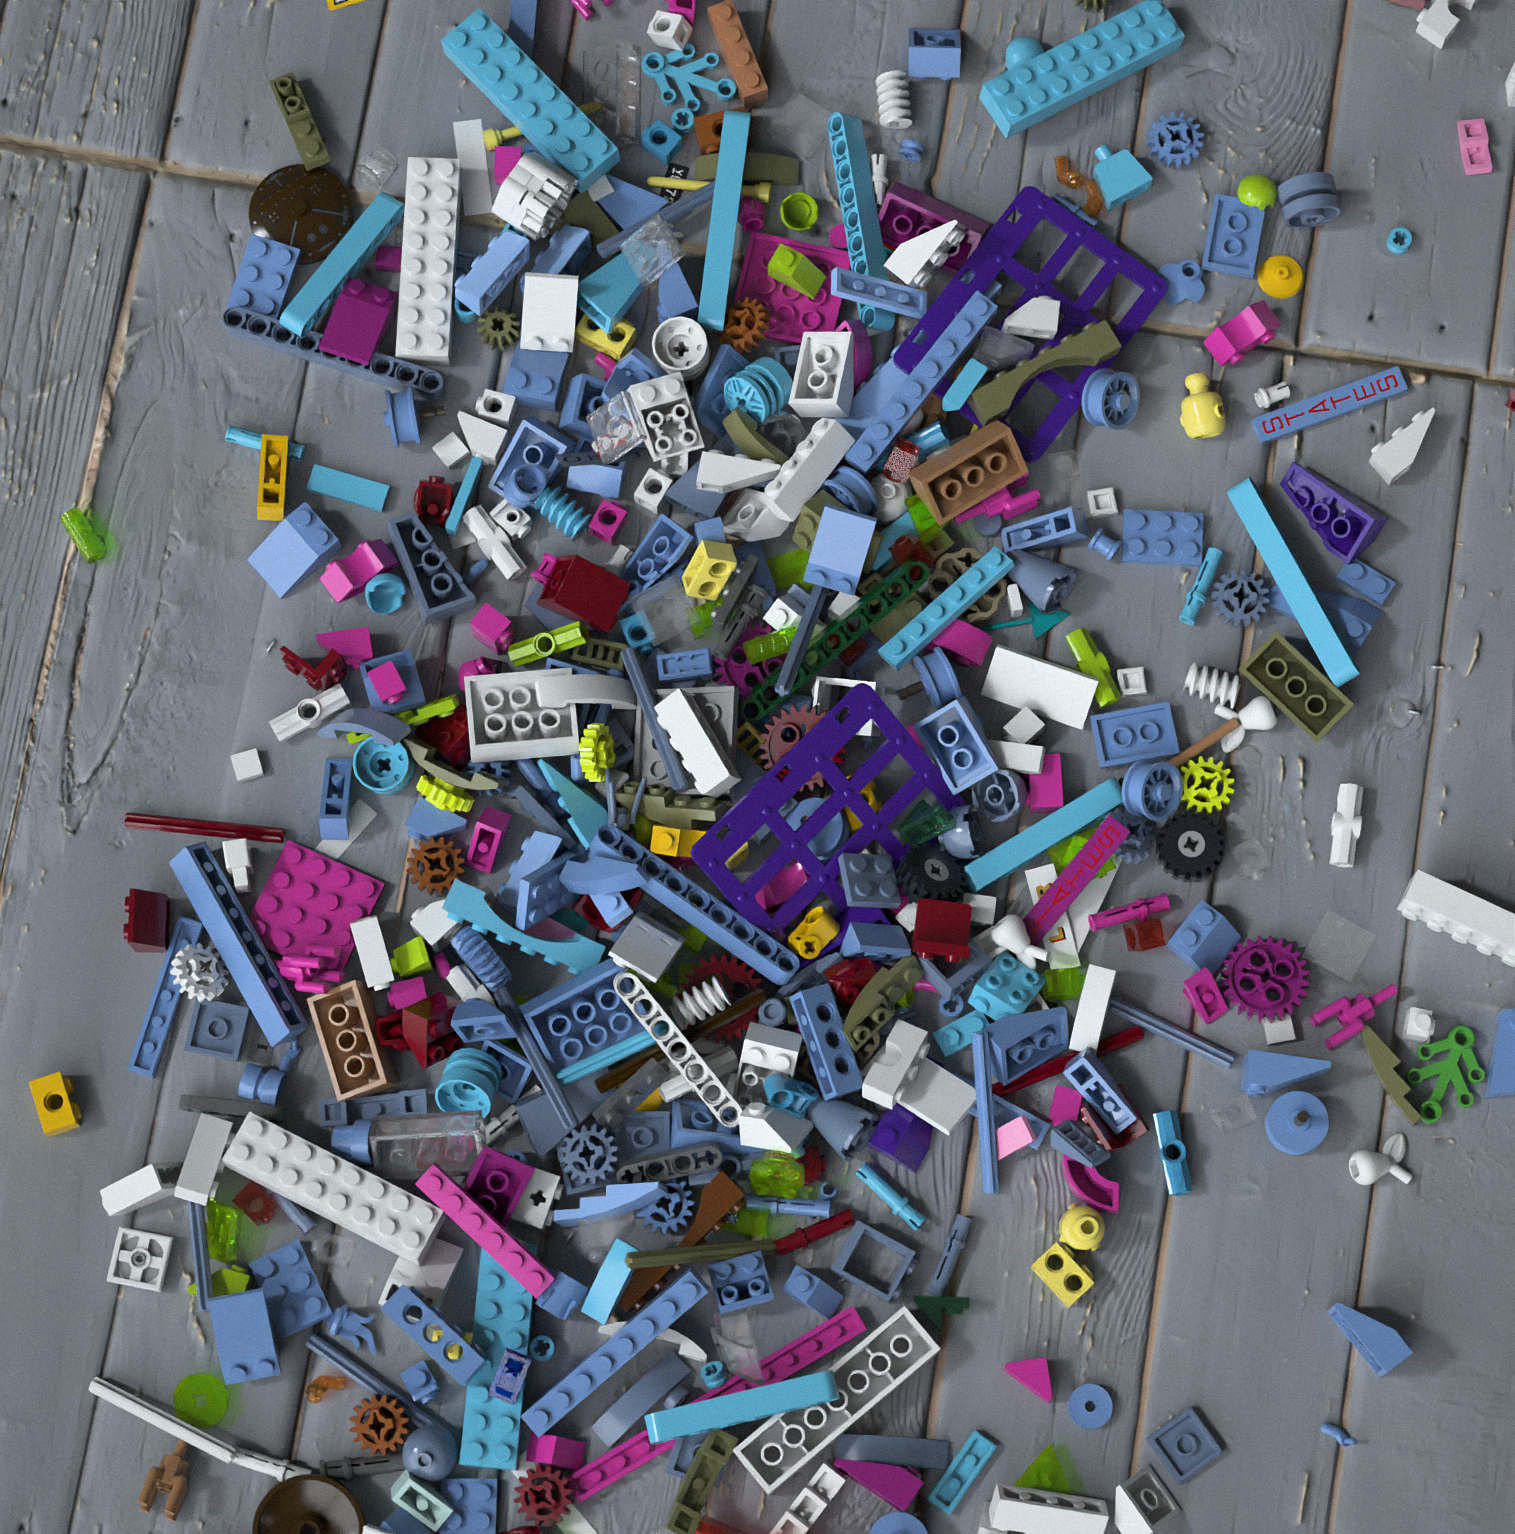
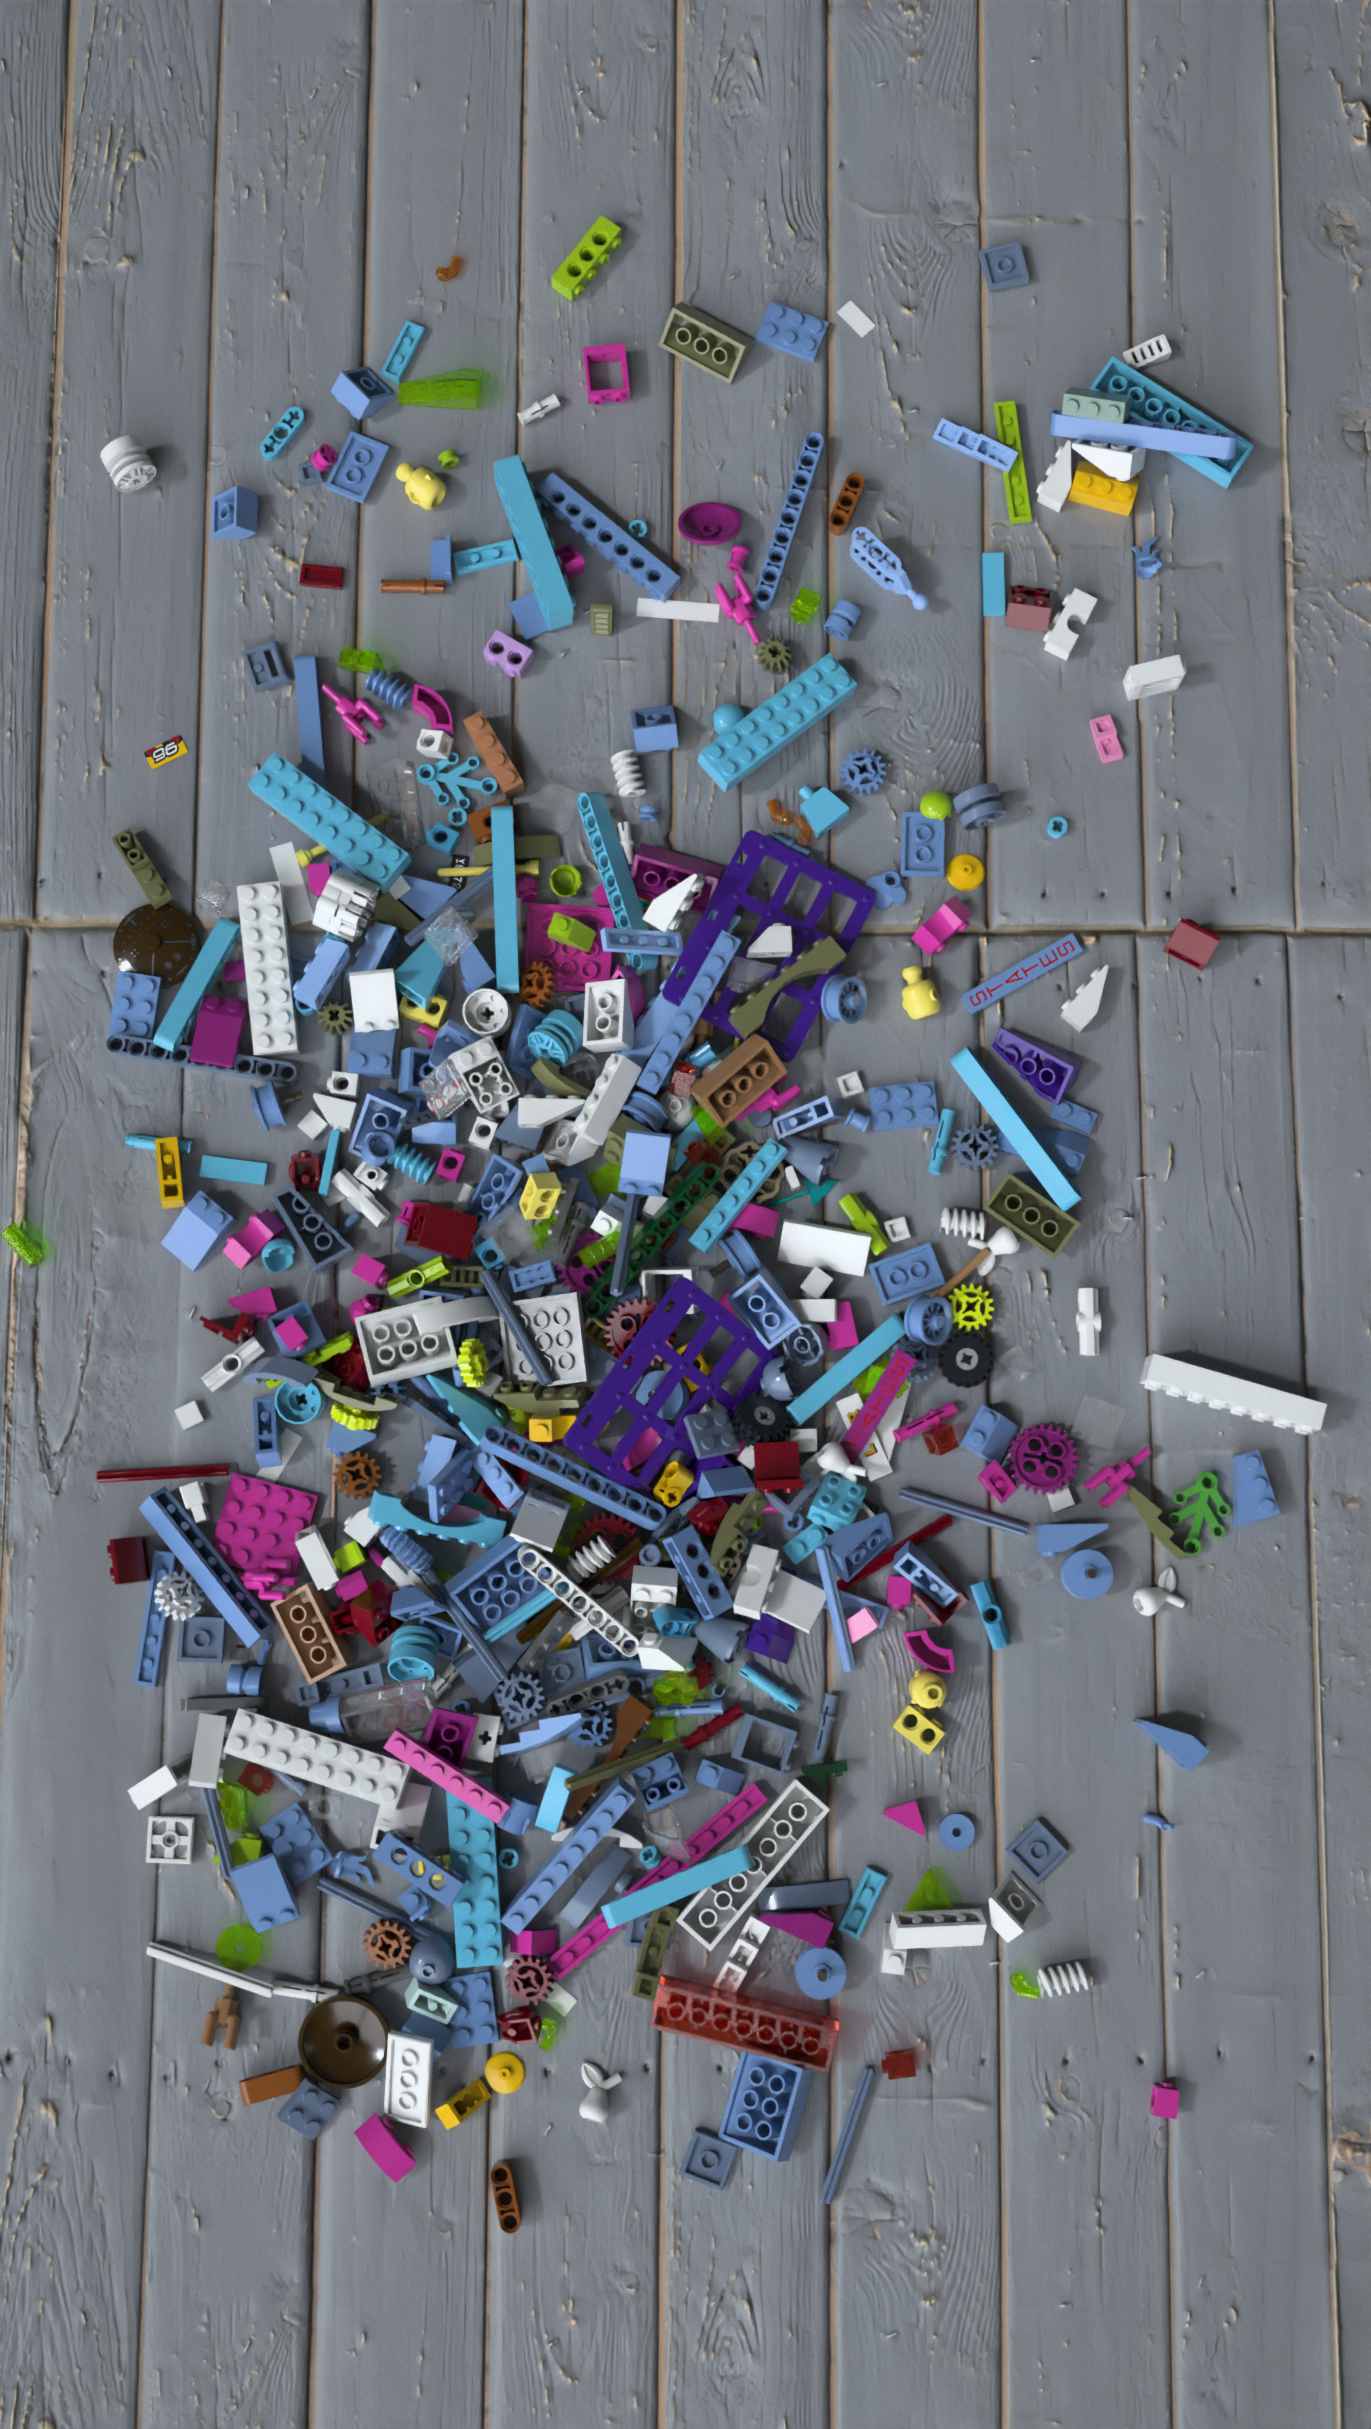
camera: 10 degrees left, 5 degrees up
(43, 1092) = (67, 1717): yellow brick -> none
(321, 1385) = (333, 1919): clear orange arm -> none
(488, 839) = (396, 1445): dark pink slope -> none
(510, 1376) = (486, 1893): clear blue slope -> none
(602, 876) = (493, 1468): medium blue slope -> none
(618, 816) = (500, 1415): sand blue plant -> none
(696, 743) = (553, 1344): white brick -> none
(926, 823) = (749, 1377): clear green slope -> none
(963, 385) = (724, 1009): medium azure slope -> none
(1062, 984) = (881, 1490): clear neon green brick -> none
(1069, 1140) = (905, 1614): sand blue slope -> none
(1092, 1008) = (908, 1509): white slope -> none
(1266, 396) = (973, 973): white pin -> none
(1418, 1025) = (1171, 1477): white brick -> none

